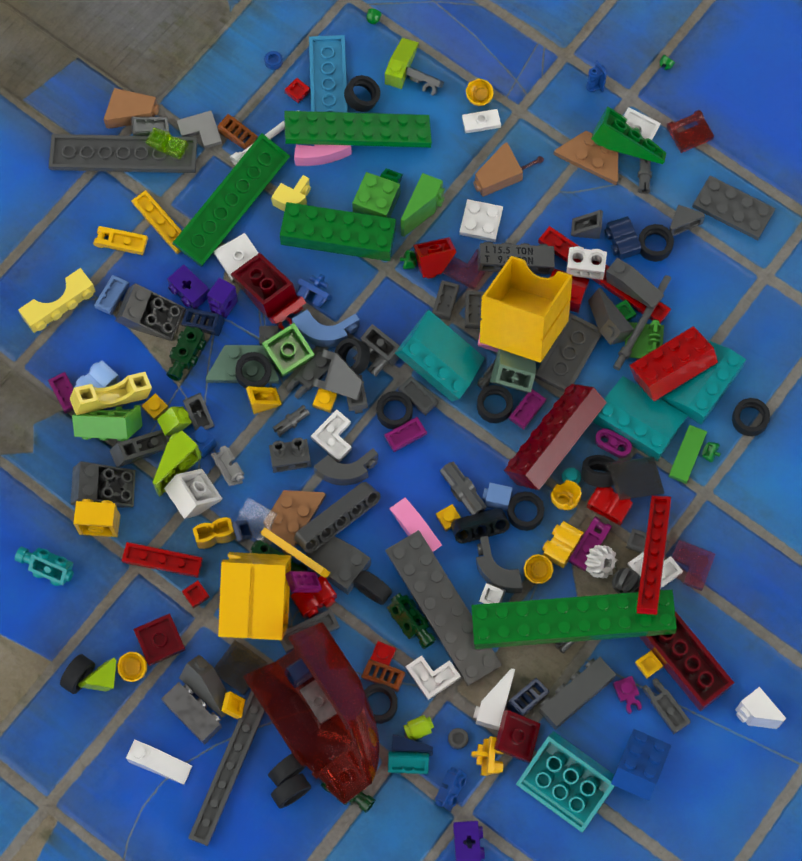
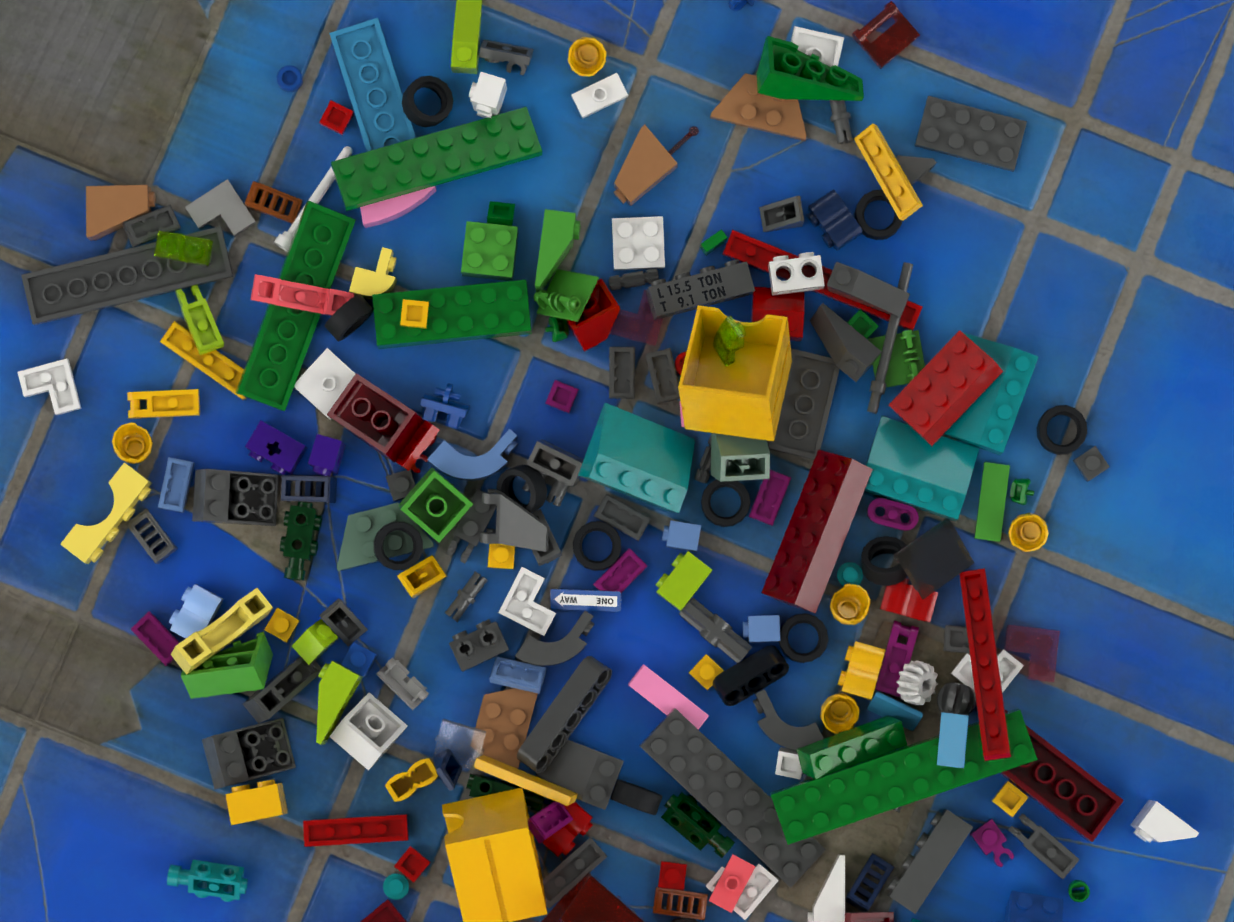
camera: 15 degrees left, 15 degrees up
(52, 206) = (56, 379): none -> white plate
(87, 337) = (163, 553): none -> dark grey slope
(90, 258) = (132, 443): none -> yellow hair
(163, 193) = (200, 321): none -> lime hinge
(179, 607) = (396, 886): none -> teal plate
(237, 192) = (298, 295): none -> coral slope
(265, 214) = (349, 317): none -> black tyre
(311, 218) = (414, 314): none -> yellow plate
(312, 482) = (517, 674): none -> medium blue plate
(380, 445) = (585, 600): none -> sticker
(398, 306) = (562, 396): none -> magenta tile
(405, 97) = (488, 95): none -> white brick
(420, 238) = (566, 295): none -> bright green hinge
(425, 668) = (731, 883): none -> coral plate
(450, 448) = (683, 580): none -> lime brick
(457, 418) = (682, 536): none -> medium blue brick
(468, 242) = (633, 279): none -> dark grey axle
(526, 285) = (729, 340): none -> clear neon green slope
(534, 231) = (713, 242): none -> green tile
(538, 590) = (851, 747): none -> green brick
(579, 579) = (887, 706): none -> dark azure slope
(616, 596) = (952, 740): none -> dark azure slope
(669, 213) = (888, 172): none -> yellow tile
(682, 749) = (1078, 895): none -> green hinge
(709, 479) = (1028, 532): none -> yellow hair
(766, 446) = (1091, 463): none -> dark grey plate

